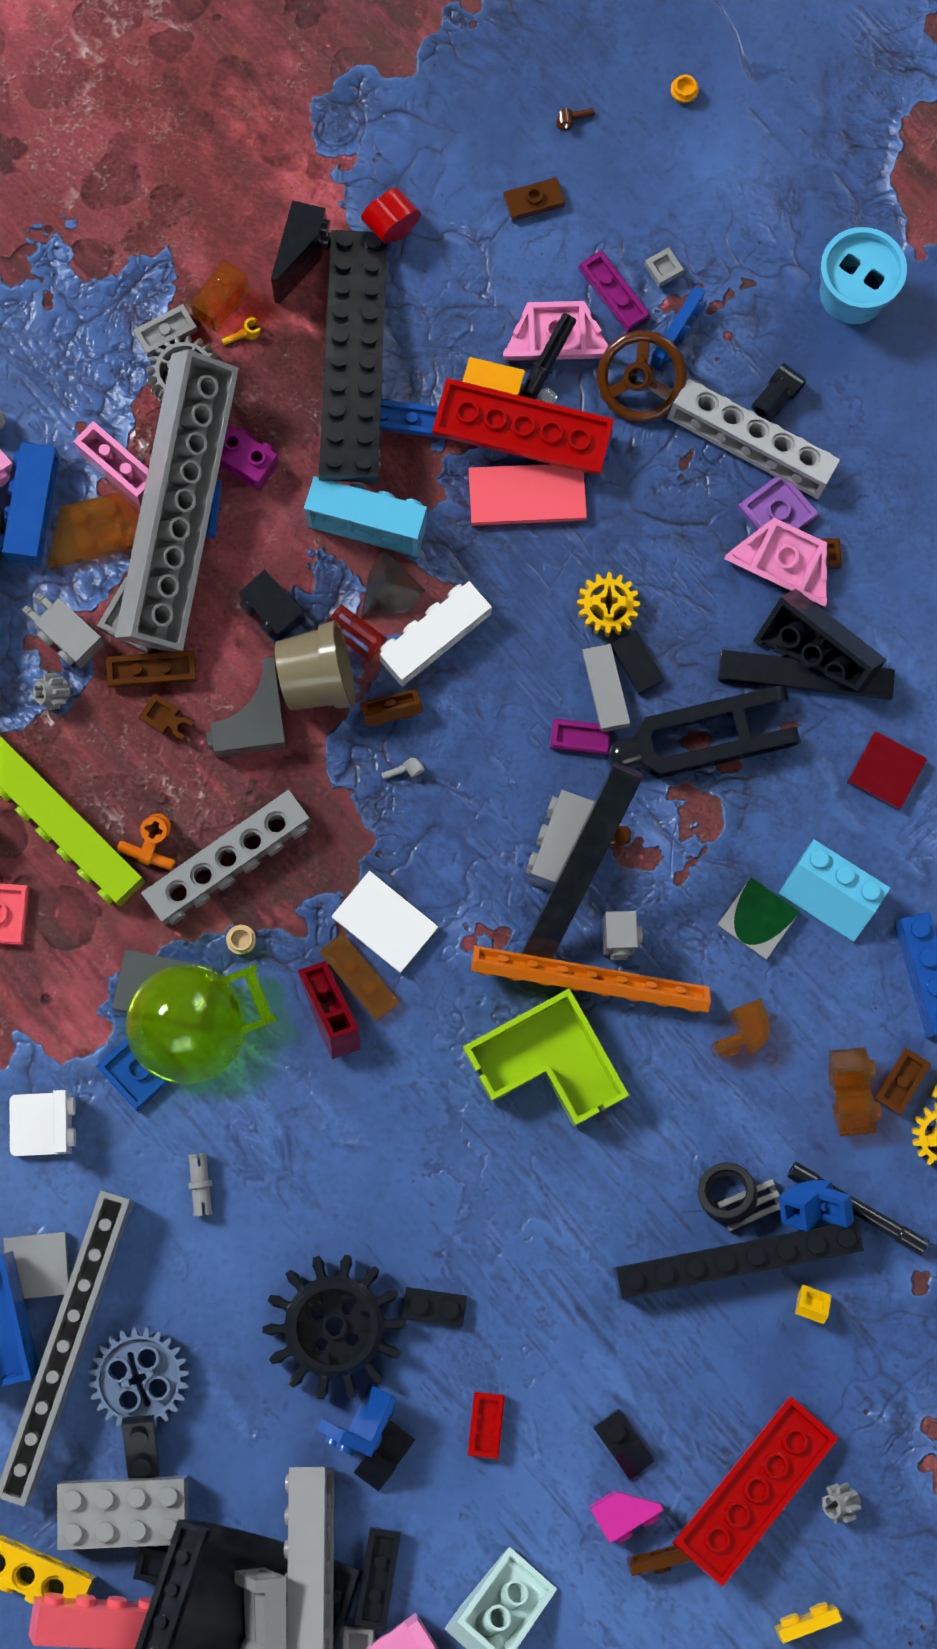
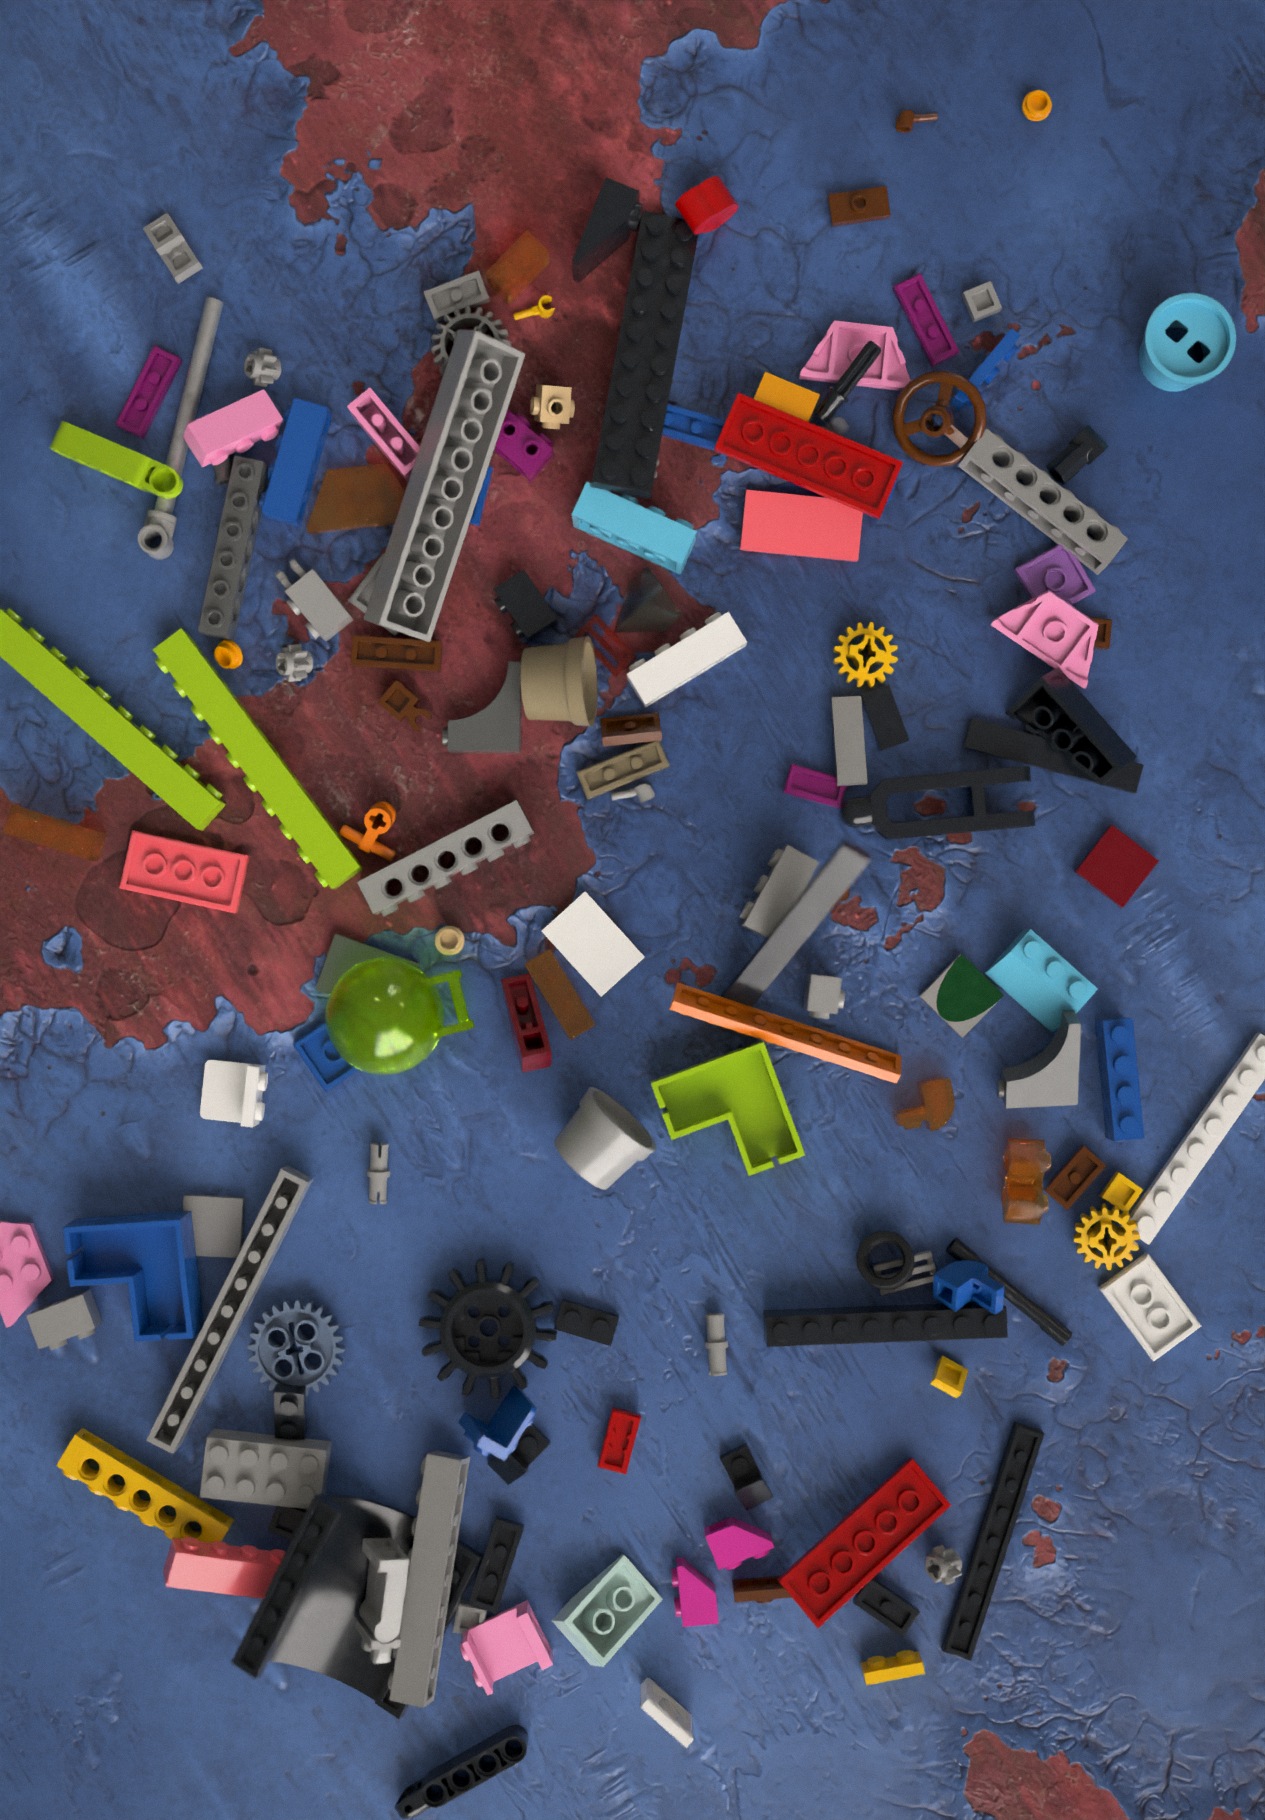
camera: 15 degrees right, 10 degrees up
(278, 409) = (543, 400): none -> tan brick
(389, 748) = (623, 769): none -> dark tan tile
(423, 1111) = (603, 1139): none -> light grey piece
(570, 1308) = (716, 1344): none -> light grey pin
(591, 1577) = (697, 1595): none -> dark pink slope
(789, 1558) = (886, 1606): none -> black plate
(859, 983) = (1048, 1077): none -> arch
(887, 1473) = (992, 1541): none -> black tile

